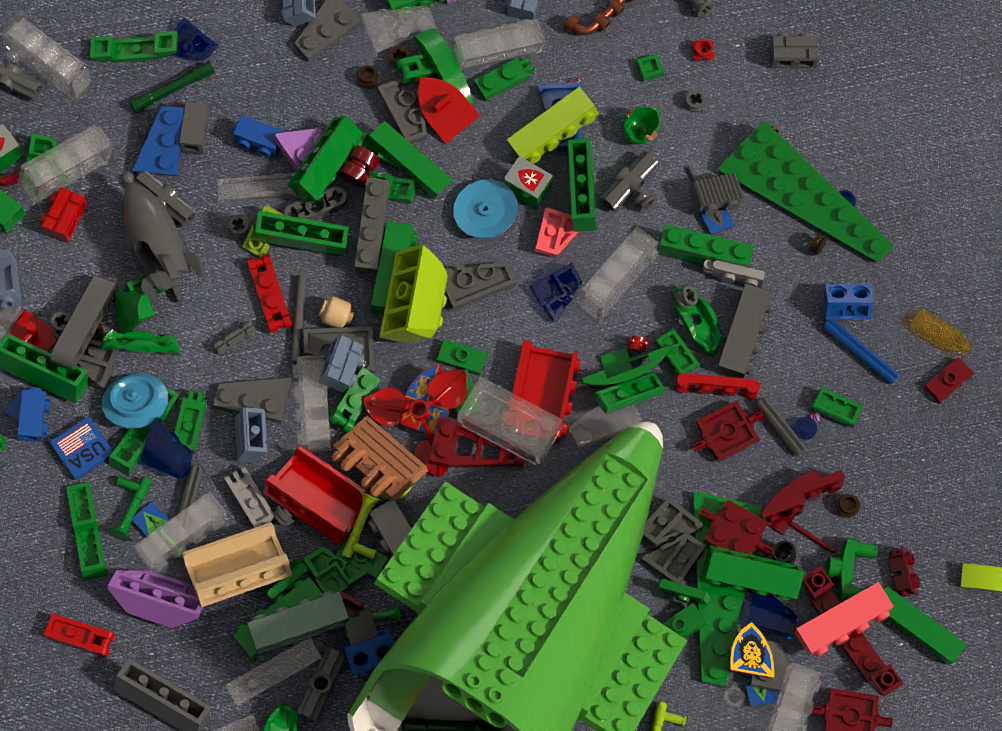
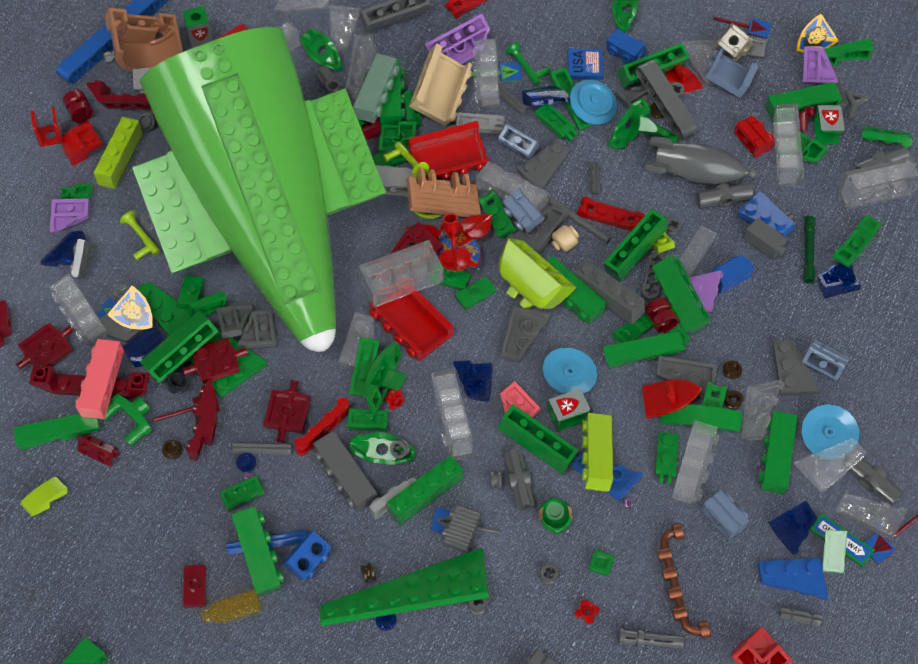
camera: 130 degrees right, 10 degrees down
(86, 531) = (536, 39): green slope -> none
(880, 343) = (257, 550): none -> green brick

